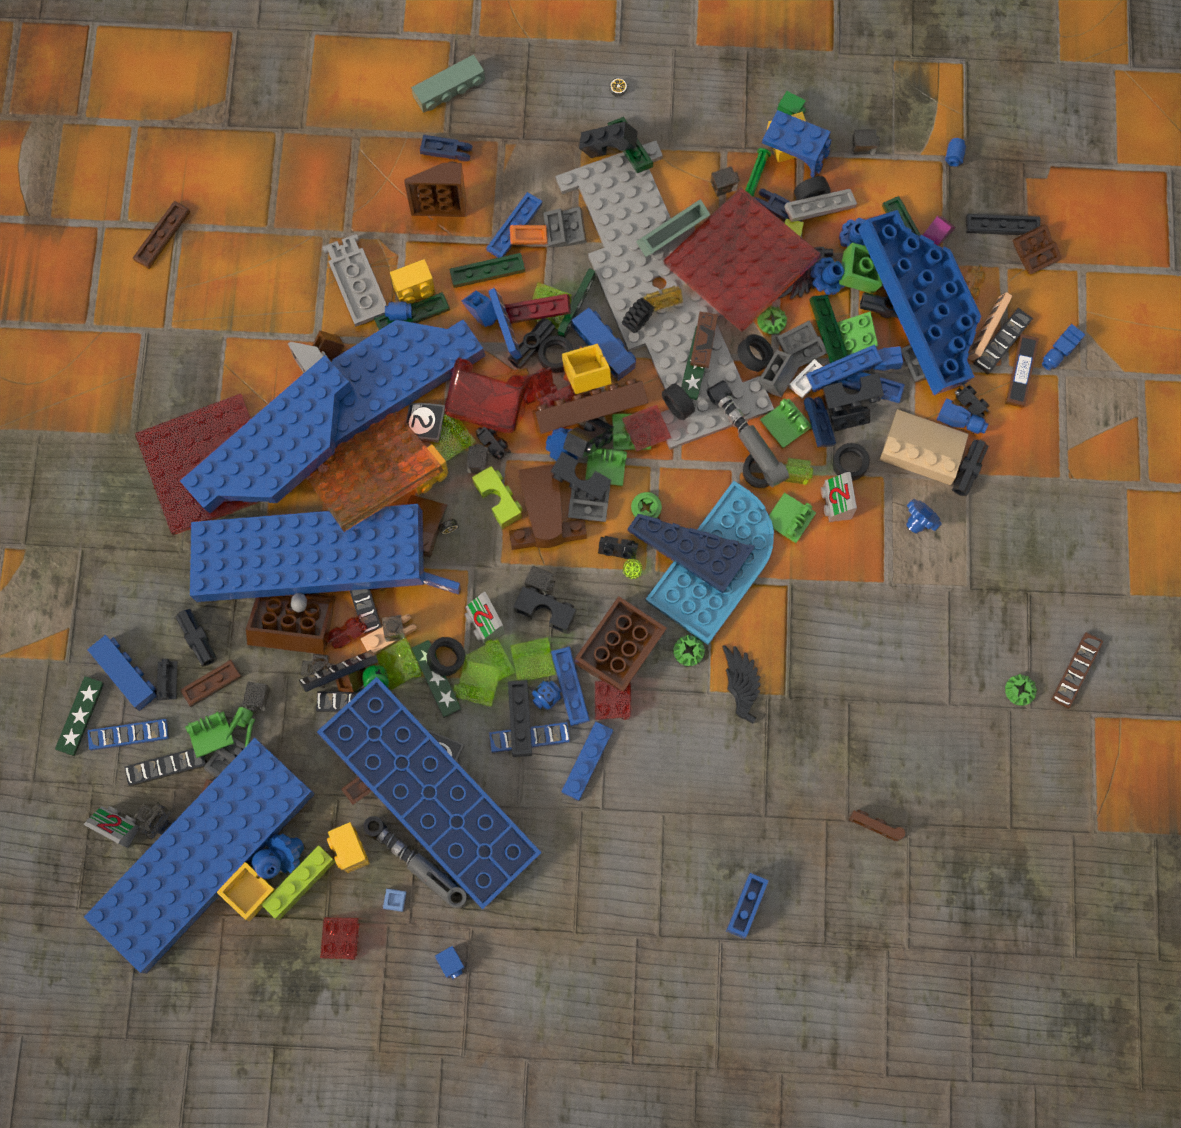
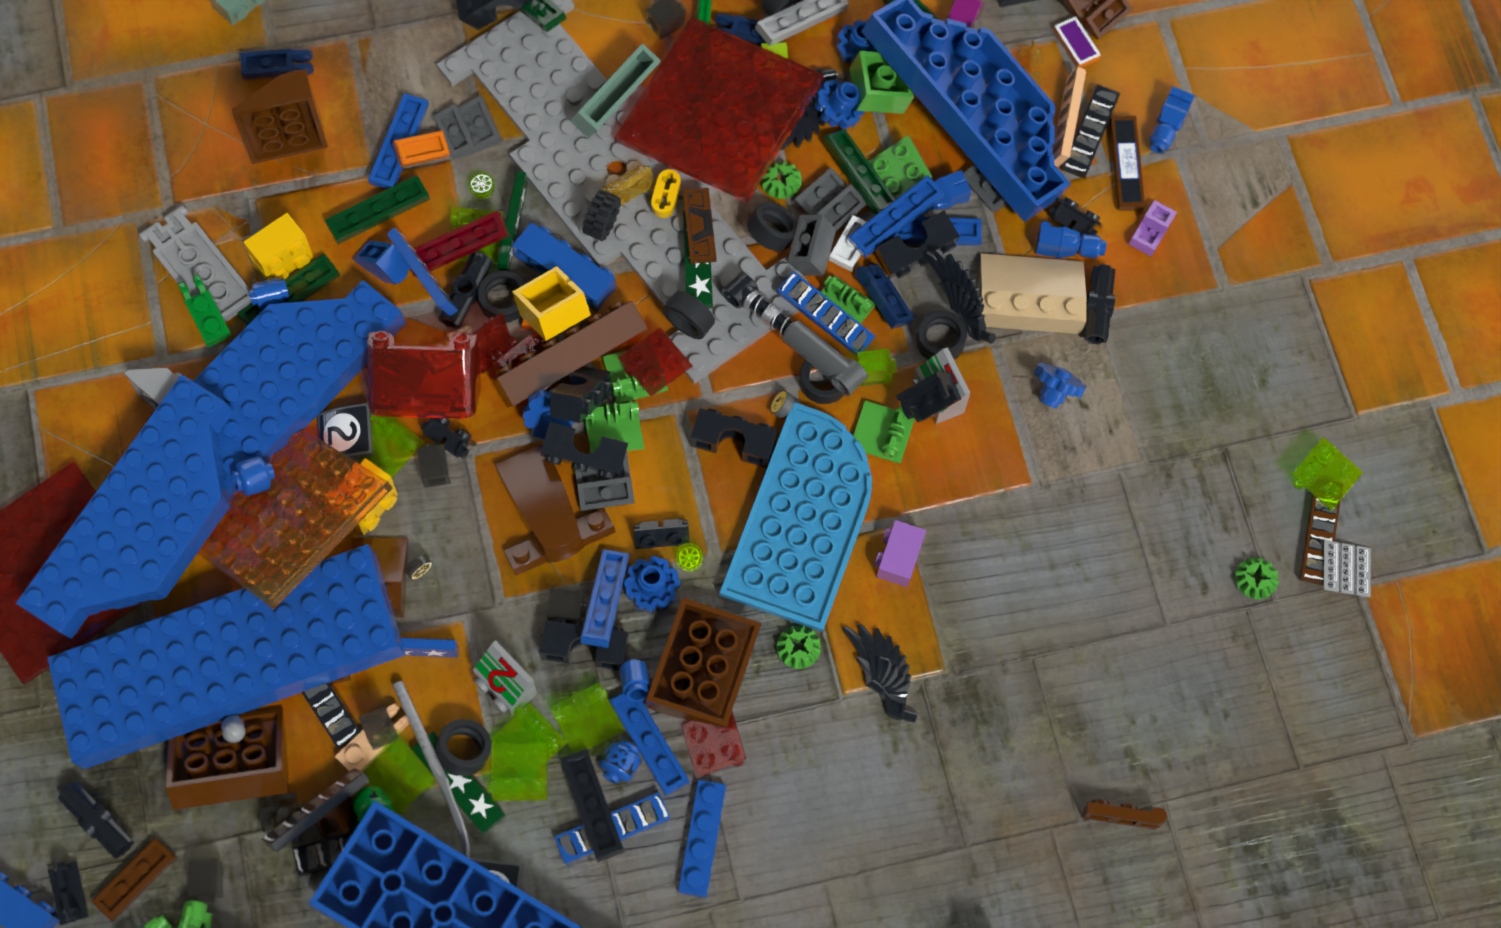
camera: 20 degrees left, 5 degrees down
(329, 343) = (182, 360): reddish brown panel -> none
(340, 635) = (304, 759): clear red hinge -> none
(352, 314) = (205, 314): none -> green hinge
(354, 436) = (252, 476): none -> blue head
(423, 661) = (433, 763): none -> light grey piece
(489, 483) = (459, 492): lime arch -> none
(563, 271) = (481, 185): none -> clear neon green tile
(567, 582) = (605, 598): none -> blue tile
(571, 642) = (634, 680): none -> blue brick
(601, 580) = (652, 584): none -> blue plant
(647, 498) = (683, 457): bright green gear -> none
(673, 484) = (713, 428): none -> black arch
(691, 312) = (671, 194): none -> yellow beam
(699, 552) = (770, 508): dark blue wing -> none
(726, 480) = (782, 404): none -> tile
(774, 424) = (825, 314): none -> tile
(777, 605) = (900, 553): none -> medium lavender brick
(828, 502) = (929, 396): none -> black hinge
(857, 417) = (916, 286): black hinge -> none
(872, 436) = (961, 294): none -> black animal
(878, 305) = (917, 125): black piece -> none
(1013, 273) = (1077, 42): none -> tile
(1025, 422) = (1152, 228): none -> medium lavender slope
(1087, 701) = (1347, 568): none -> light grey sticker
(1093, 630) = (1326, 473): none -> clear neon green hinge

